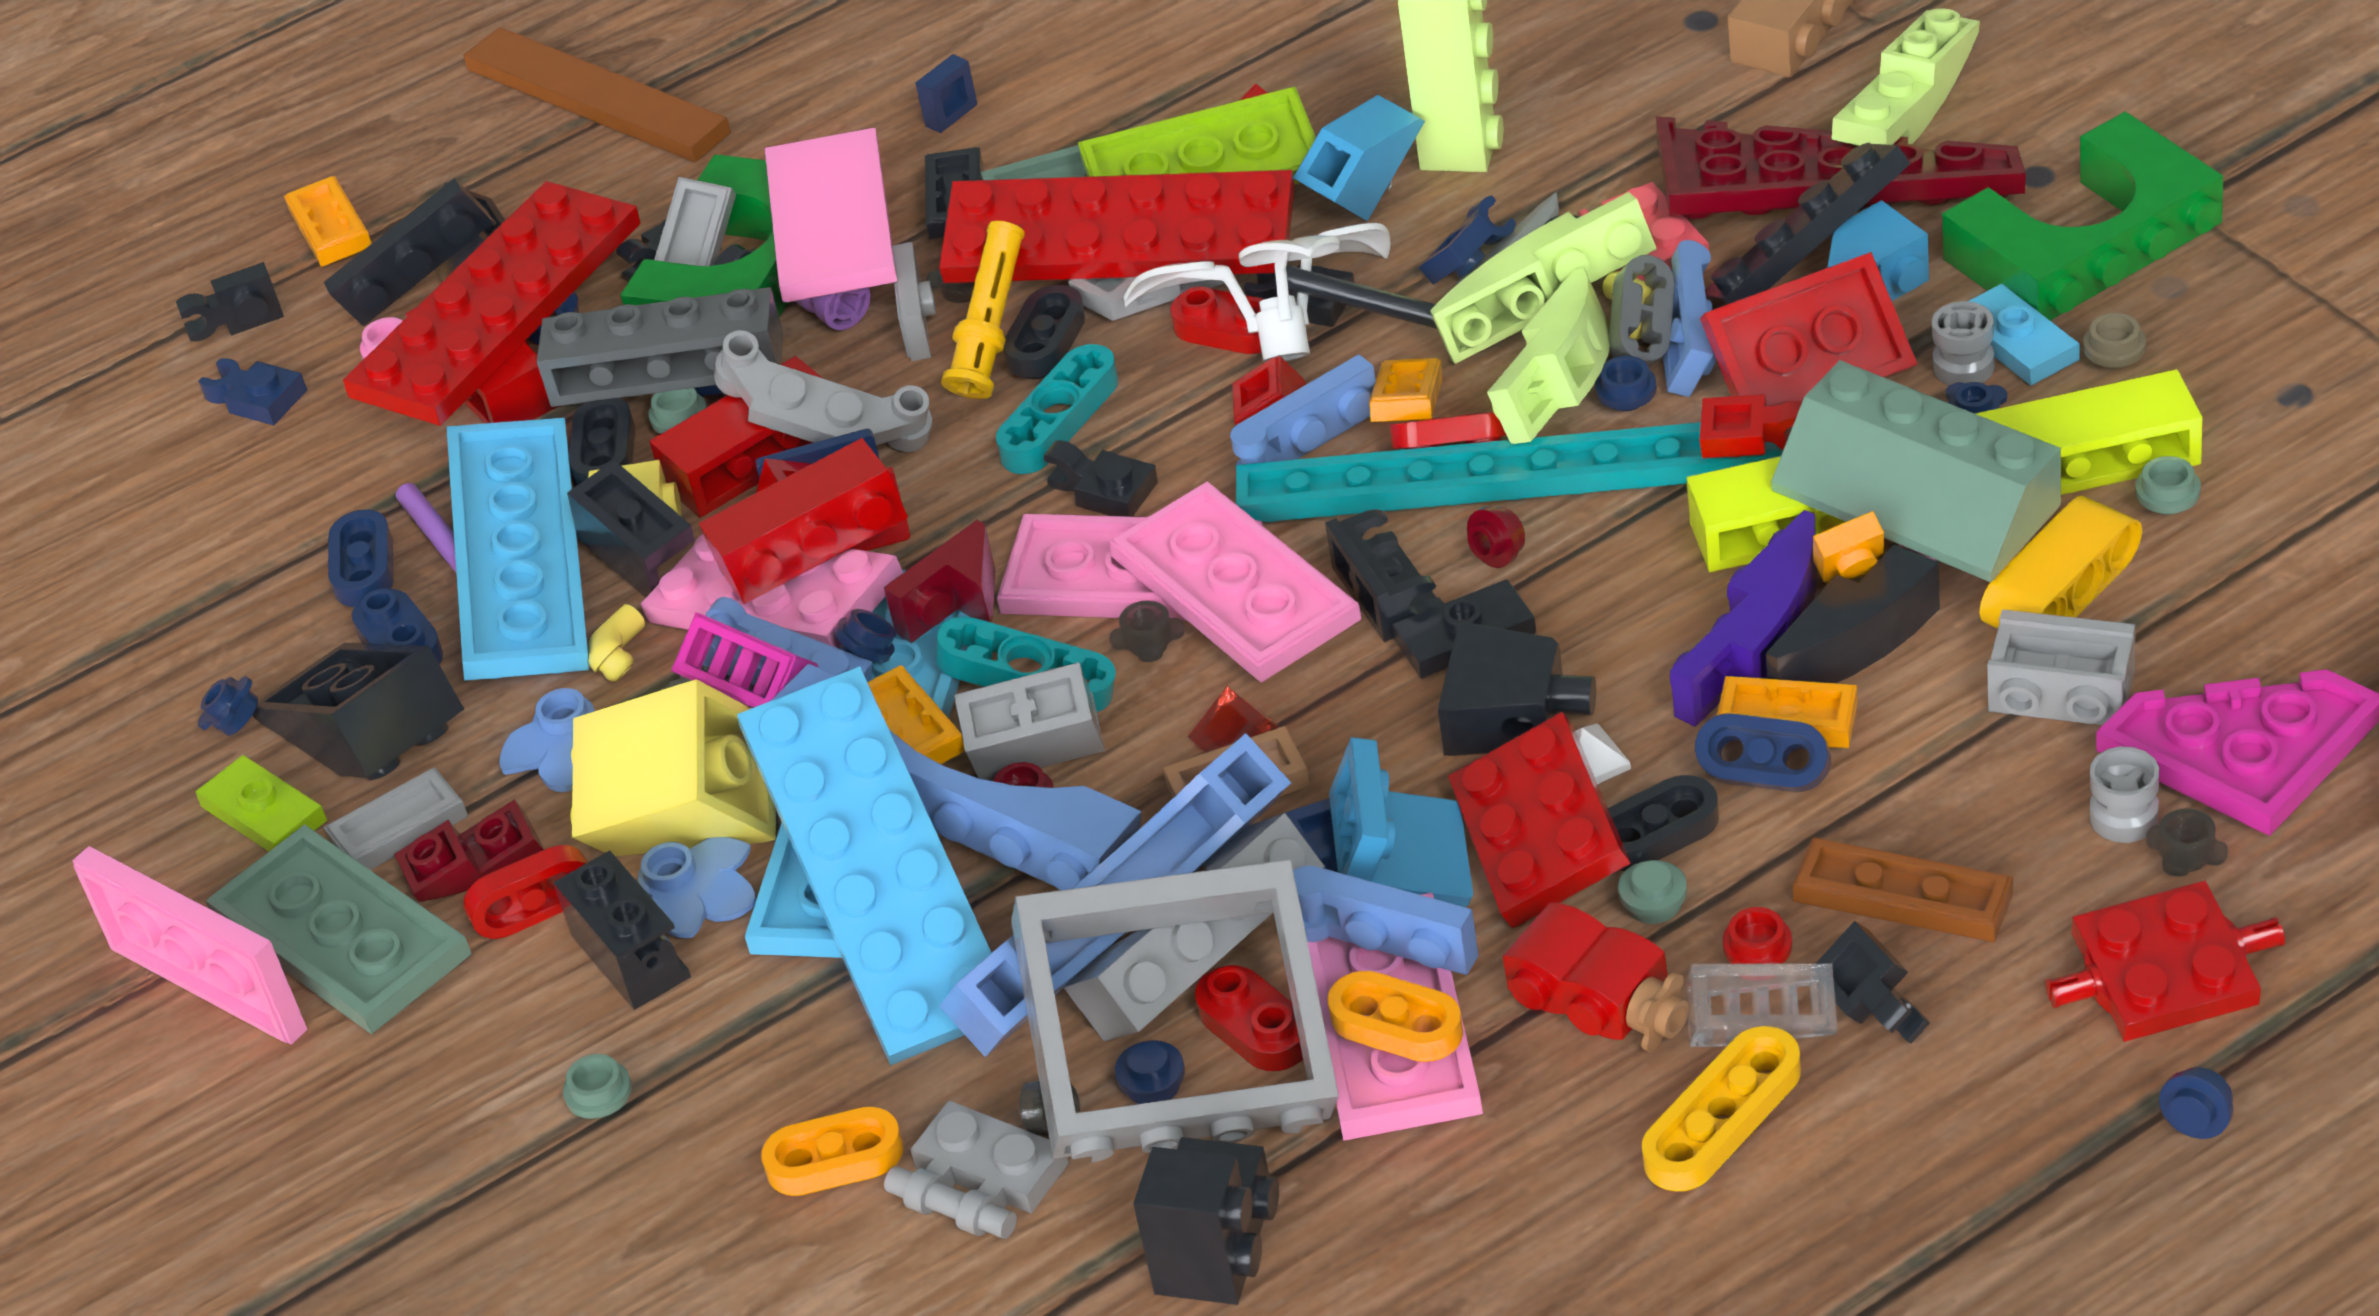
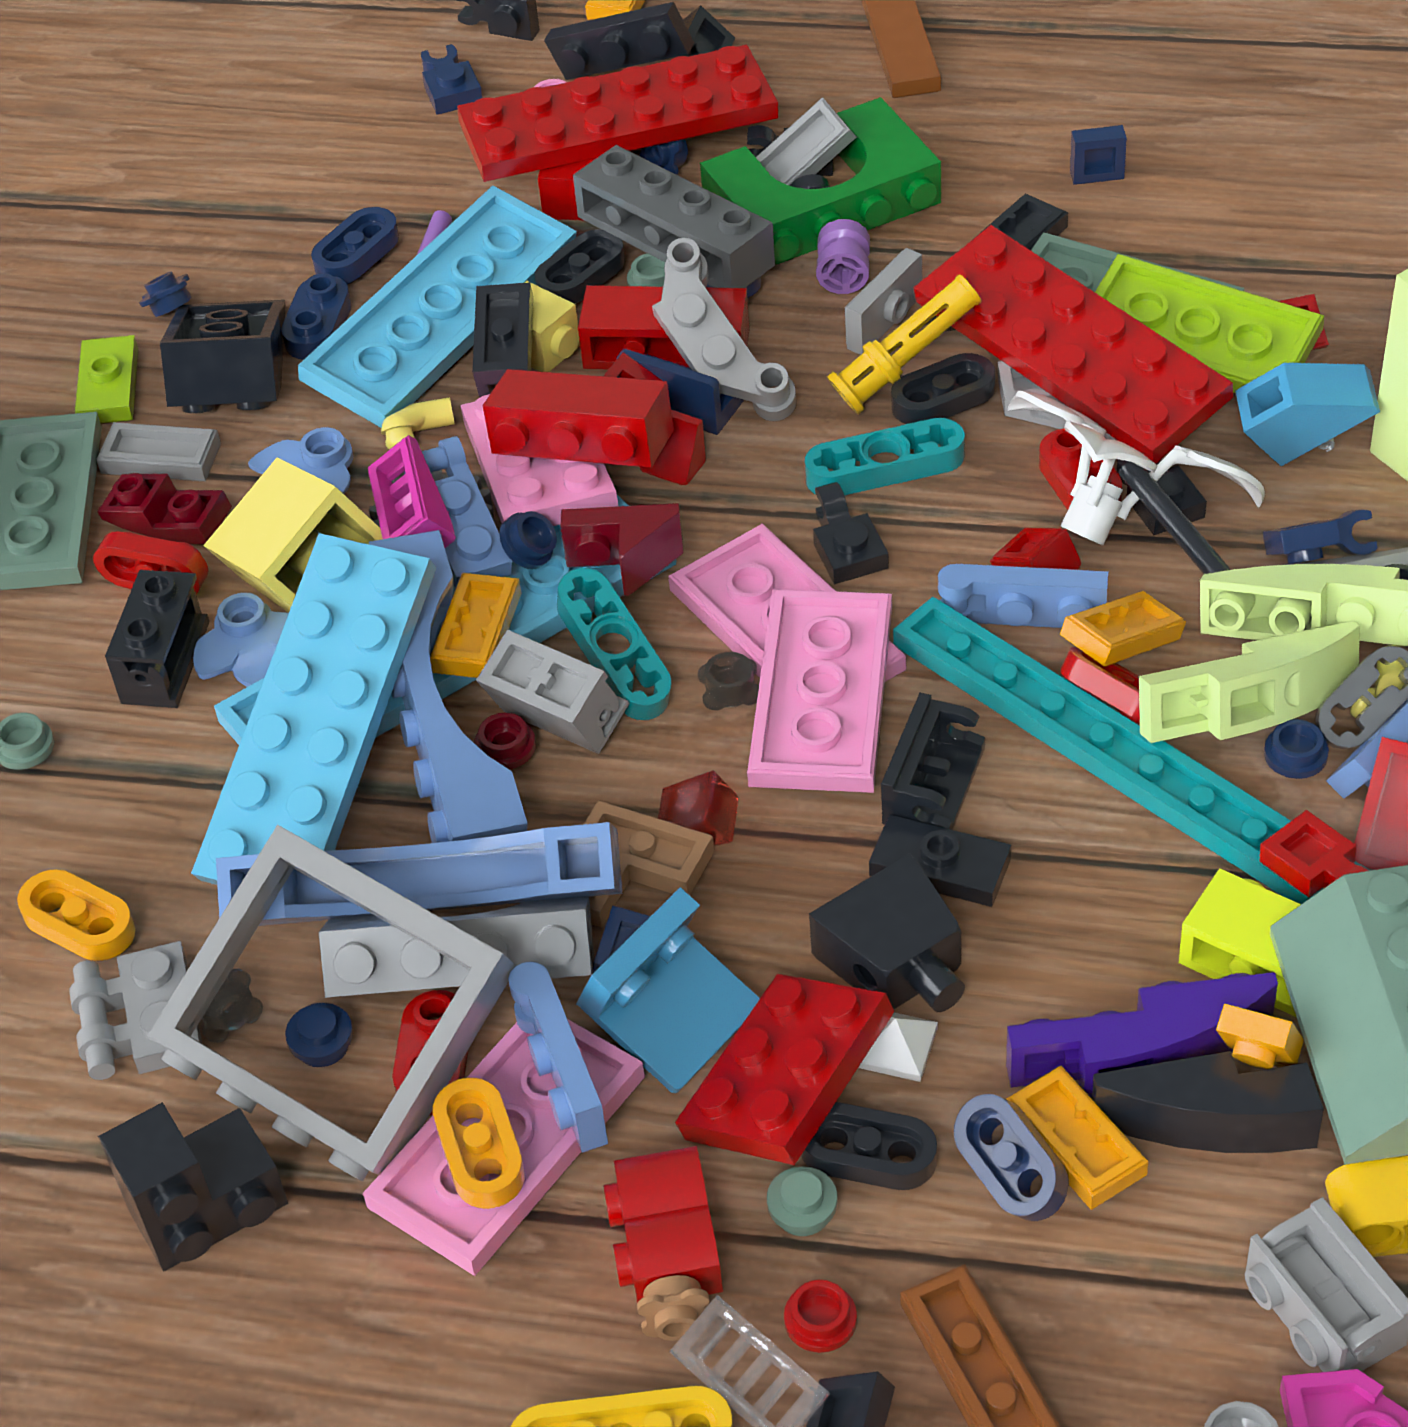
camera: 40 degrees right, 5 degrees up
(830, 215) = (888, 195): bright pink tile -> none
(1495, 535) = (1043, 801): dark red plate -> none

